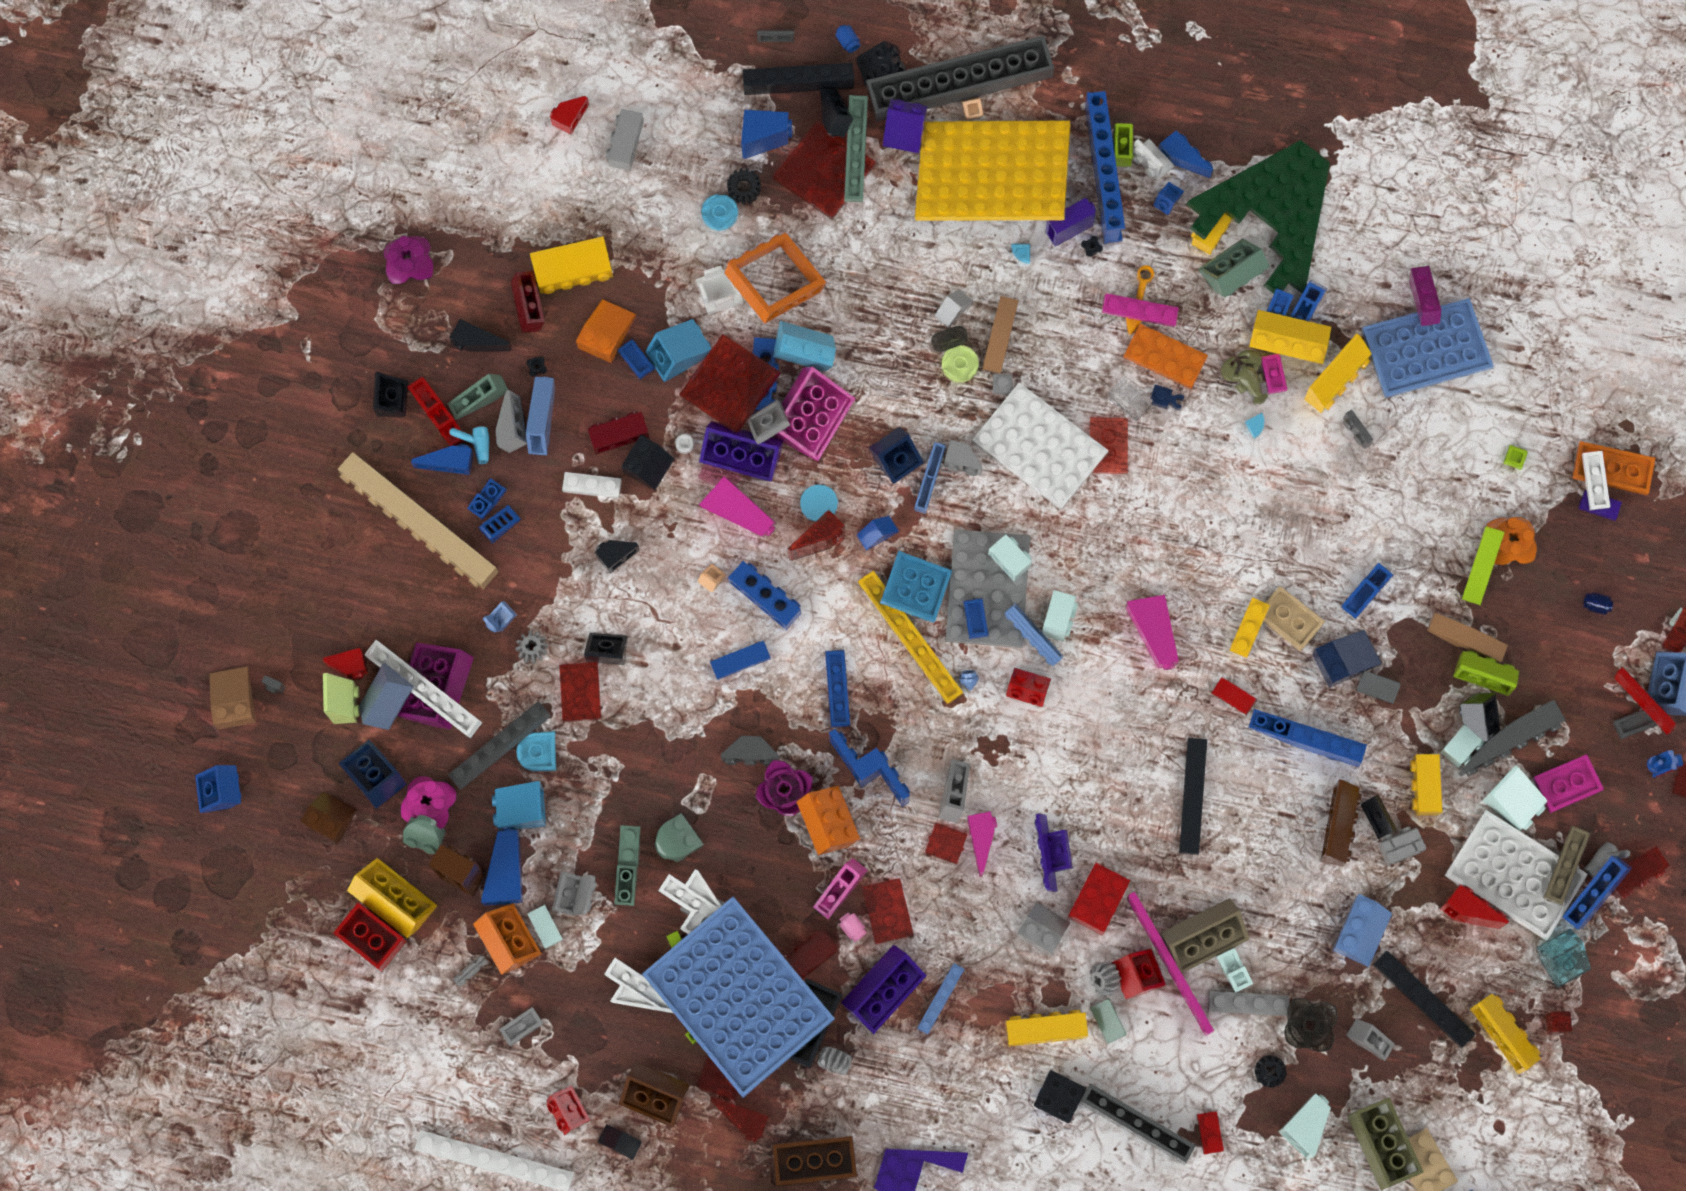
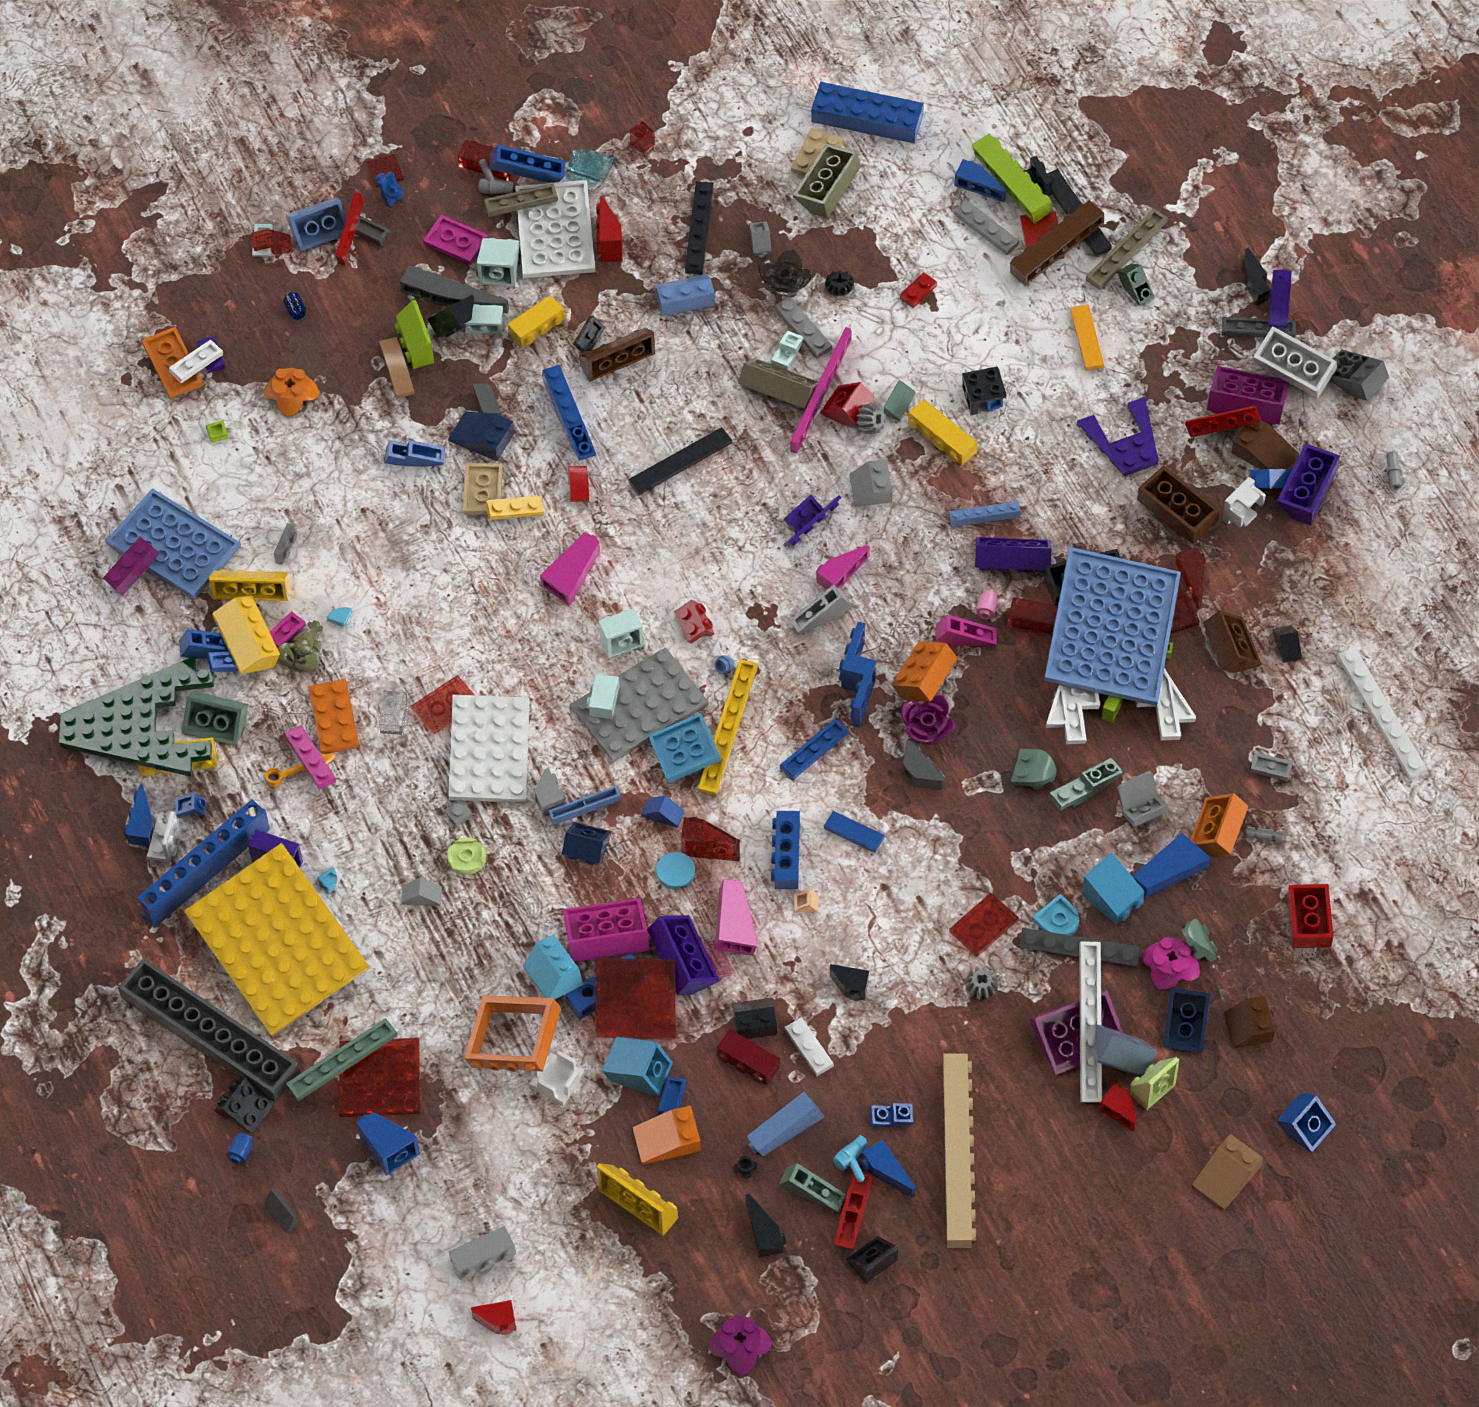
camera: 130 degrees left, 15 degrees down
(273, 685) = (1189, 1148): dark grey plate -> none
(391, 897) = (1266, 928): yellow slope -> none
(457, 870) = (1204, 880): reddish brown brick -> none
(495, 519) = (908, 1096): blue slope -> none
(499, 618) = (980, 1025): medium blue bracket -> none
(510, 425) = (817, 1138): light grey slope -> none
(527, 302) = (697, 1211): dark red brick -> none
(545, 926) = (1184, 809): light aqua tile -> none
(567, 1110) = (1299, 690): bracket -> none
(606, 648) = (933, 929): black slope -> none
(684, 443) = (712, 1005): white tile -> none
(719, 212) = (485, 1132): medium azure tile -> none
(740, 196) = (446, 1117): black tyre -> none
(768, 422) = (644, 938): light grey tile -> none
(798, 78) = (311, 1157): black brick -> none
(834, 1060) = (1095, 540): light grey gear -> none
(835, 114) = (321, 1101): black slope -> none
(887, 911) = (953, 592): clear red tile -> none
(904, 126) = (291, 1033): dark purple brick -> none
(946, 843) = (865, 593): clear red piece -> none
(949, 338) = (453, 875): clear smoke plate -> none
(972, 108) = (227, 1006): light nougat slope -> none
(975, 618) = (673, 688): blue tile -> none
(1000, 334) = (418, 839): medium nougat slope -> none
(1033, 634) = (651, 640): medium blue piece -> none
(1091, 251) = (286, 830): black plate -> none
(1099, 899) = (815, 463): red brick -> none
(1123, 144) = (166, 862): lime brick -> none
(1137, 1124) = (955, 327): dark grey brick -> none
(1162, 397) = (370, 694): dark blue plate -> none
(1307, 1126) = (857, 230): light aqua slope -> none
(1401, 846) = (600, 306): light grey brick -> none
(1483, 565) = (330, 389): lime tile -> none
(1505, 1033) = (679, 161): yellow slope -> none

